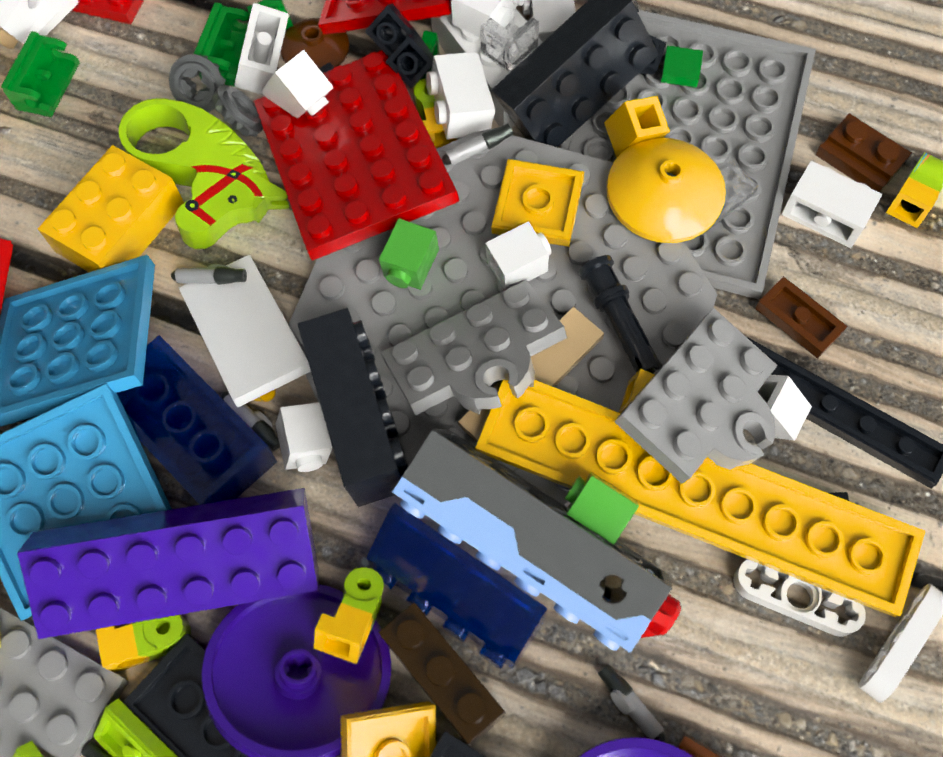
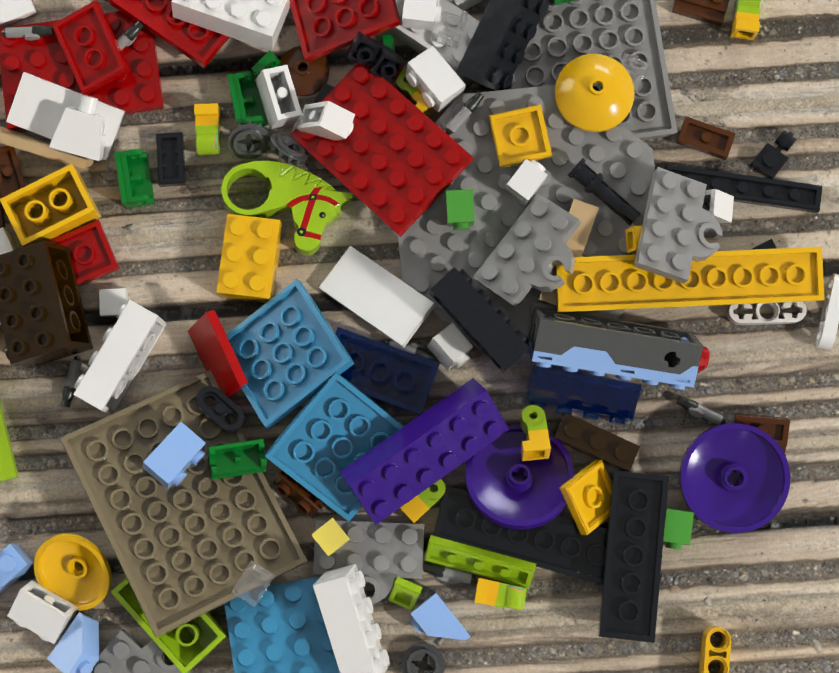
camera: 25 degrees left, 15 degrees up
(97, 73) = (171, 159): none -> black plate
(163, 48) = (208, 128): none -> leg
(212, 274) = (337, 270): piece -> none
(600, 506) = (644, 315): bright green brick -> none
(635, 123) = (557, 55): yellow brick -> none
(831, 204) = (696, 50): white brick -> none
(887, 385) = (771, 159): none -> black plate

